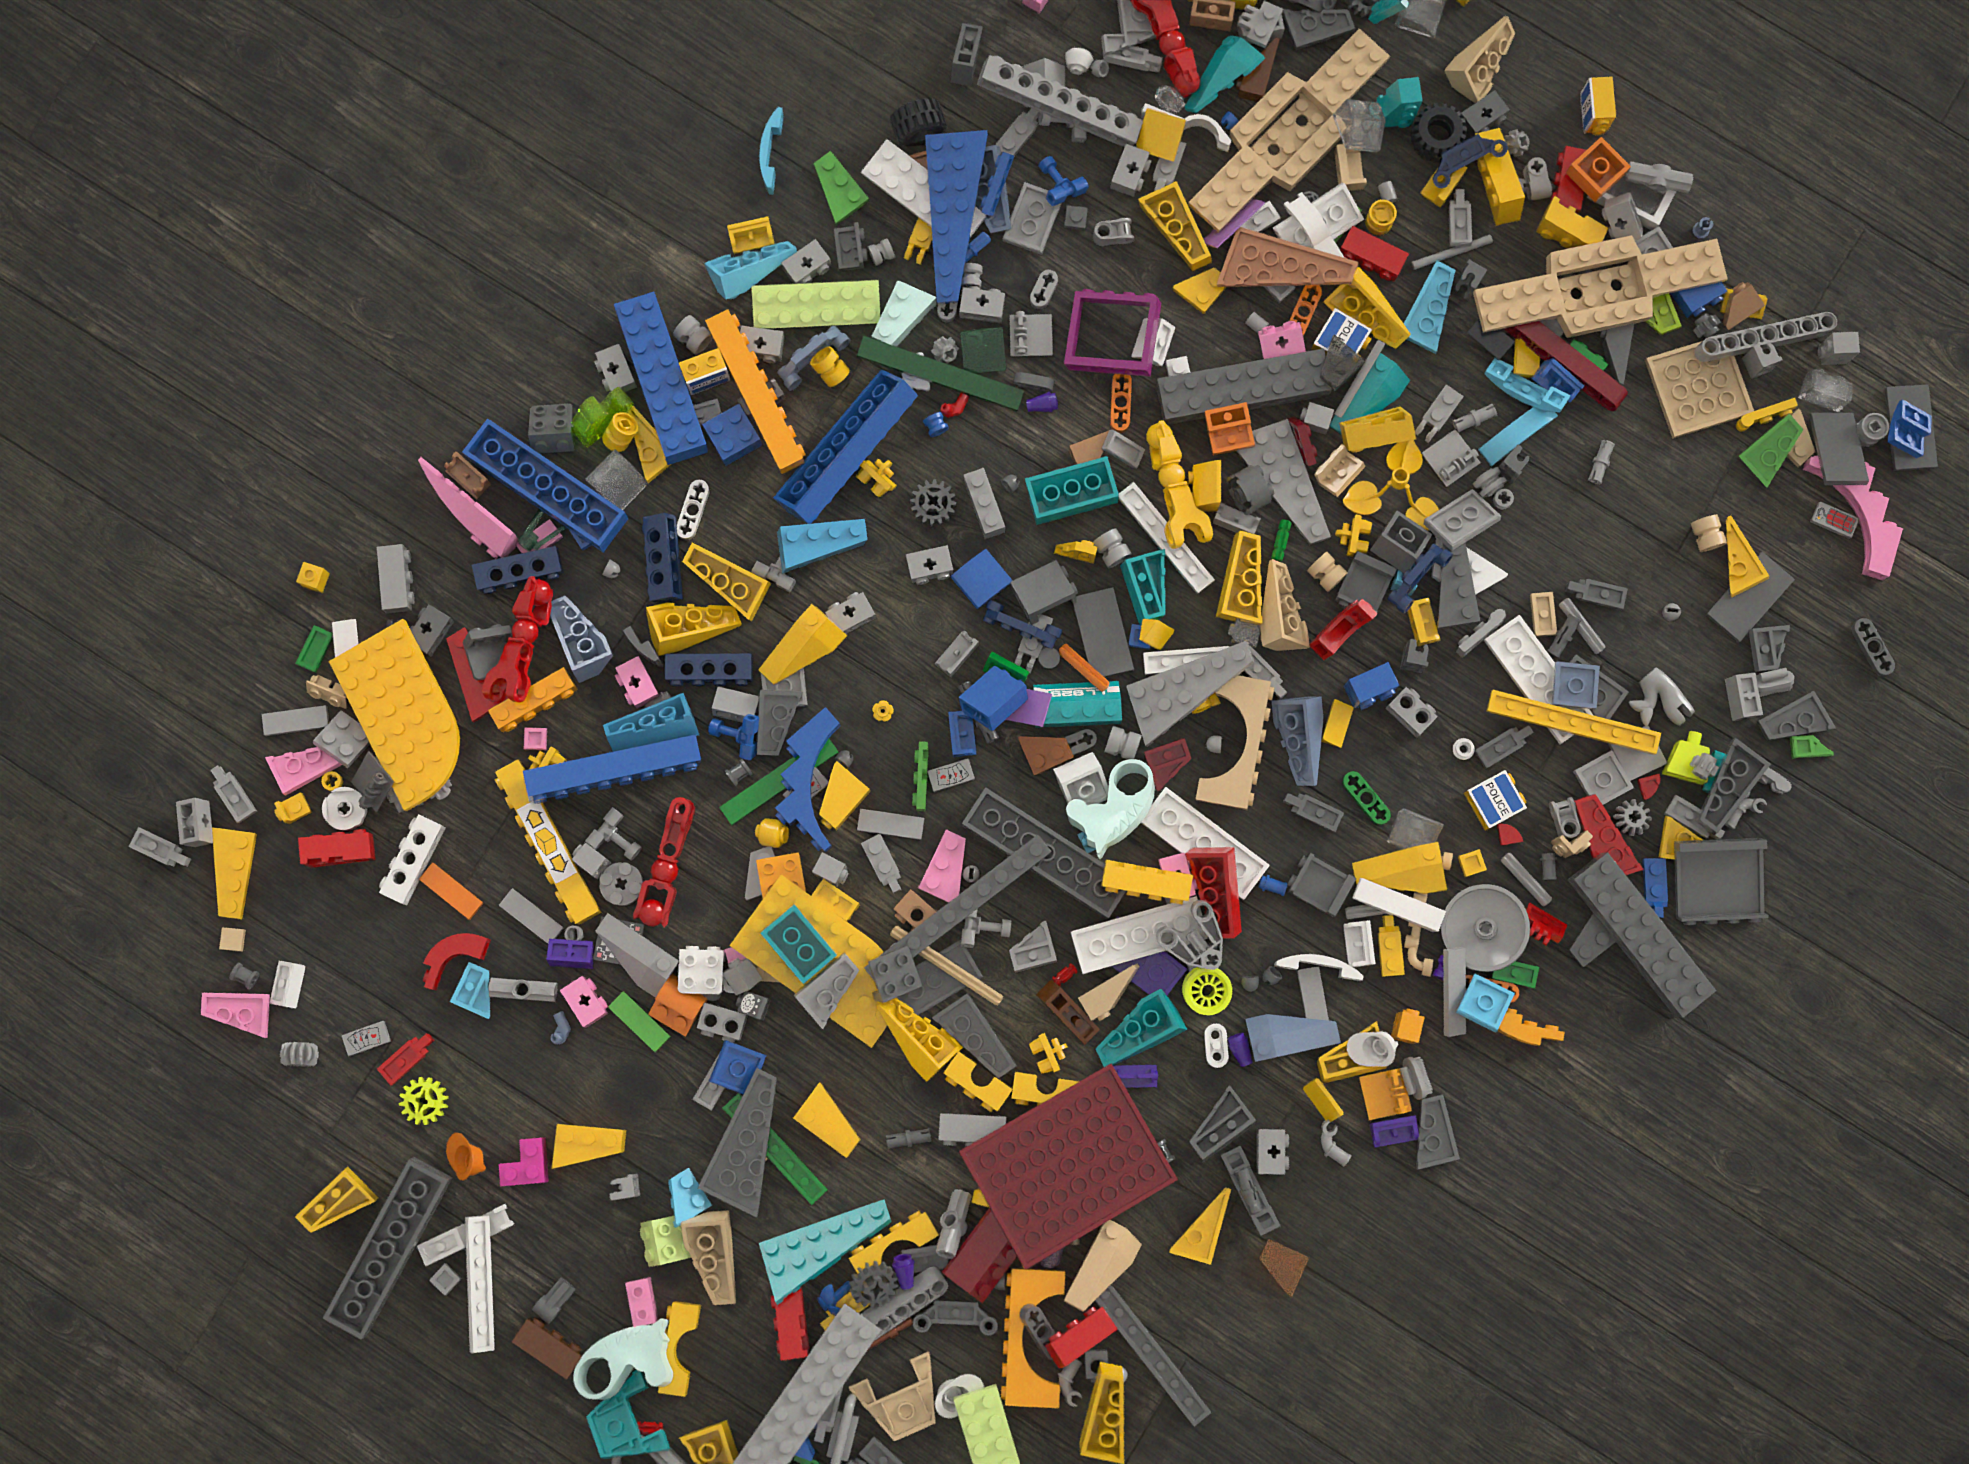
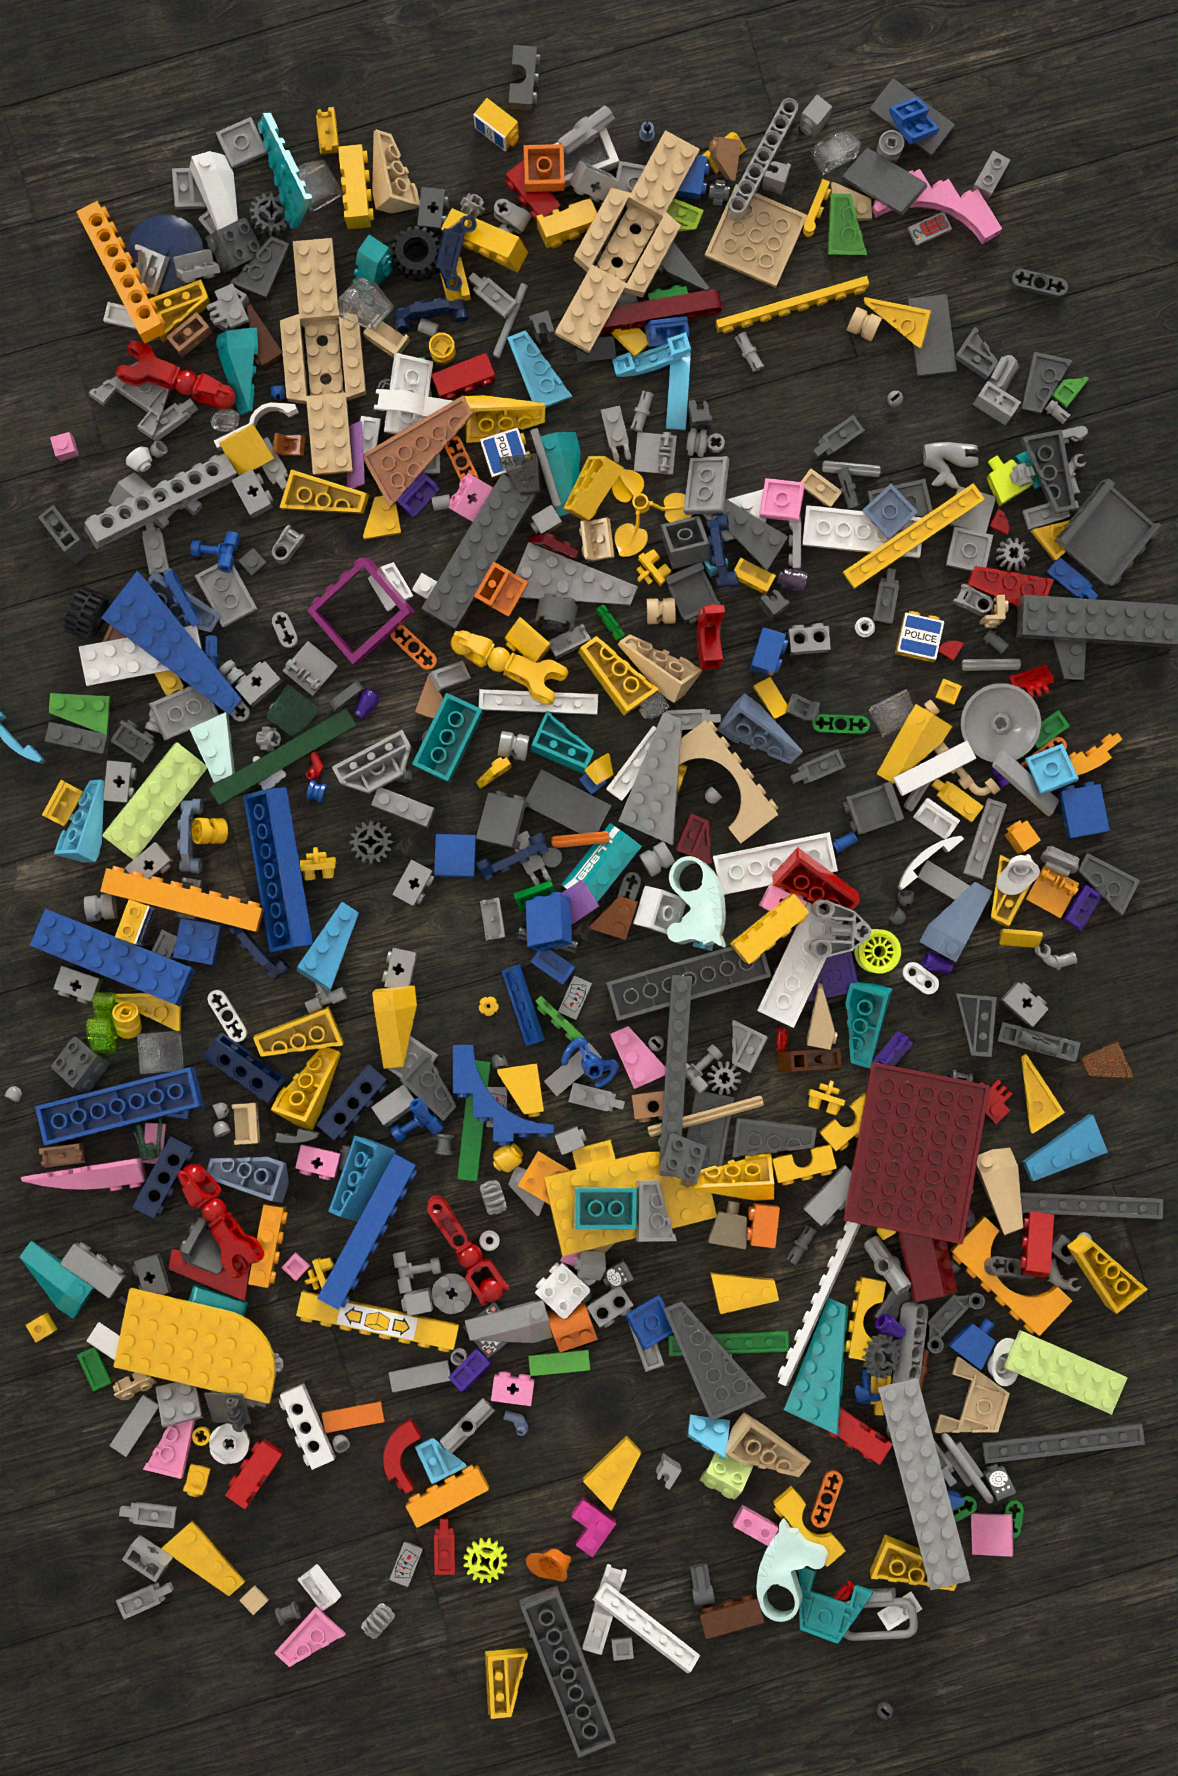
camera: 50 degrees left, 5 degrees up
(360, 564) = (60, 1284): none -> teal wedge
(420, 899) = (340, 1443): none -> light grey hinge
(450, 1023) = (447, 1495): none -> light orange brick
(454, 698) = (216, 1299): none -> teal beam
(483, 395) = (13, 1093): none -> light grey hinge
(596, 583) = (221, 1128): none -> light grey hinge
(619, 599) = (246, 1123): none -> tan panel
(684, 877) = (489, 1247): none -> white plate
(697, 1344) = (826, 1514): none -> orange beam
(729, 848) = (493, 1197): none -> light grey gear
(763, 492) = (259, 956): none -> dark blue plate
(813, 202) = (78, 738): none -> dark grey arch
(871, 1065) = (729, 1227): none -> dark tan torso
(873, 1194) = (818, 1301): none -> white plate
(897, 1090) = (763, 1225): none -> orange brick
(906, 263) = (182, 711): none -> light grey tile
(907, 738) = (522, 1005): none -> blue plate
(908, 833) = (591, 1063): none -> blue piece
(952, 1356) = (974, 1342): none -> blue torso
(998, 956) = (730, 1074): none -> light grey gear
(999, 450) = (375, 764): none -> light grey wedge
(1164, 1200) = (995, 1105): none -> red hinge
(1185, 1295) = (1070, 1148): none -> dark azure wedge
(1194, 165) = (289, 445): none -> dark orange bracket
(1246, 299) = (418, 495): none -> dark purple hinge
(1351, 755) = (802, 708): none -> dark grey bracket
(1378, 999) = (984, 838): none -> light grey tile
(1398, 176) = (429, 309): none -> dark blue plate
(1447, 39) = (354, 186): none -> yellow wedge
(1449, 656) = (792, 579): none -> clear purple brick
(1475, 1061) = (1083, 810): none -> blue brick
(1505, 590) = (782, 500): none -> bright pink tile
(1641, 106) = (522, 94): none -> dark grey arch
(1677, 466) = (784, 307): none -> yellow plate
(1782, 752) = (1056, 411): none -> light grey pin
(1924, 530) = (991, 175): none -> light grey brick

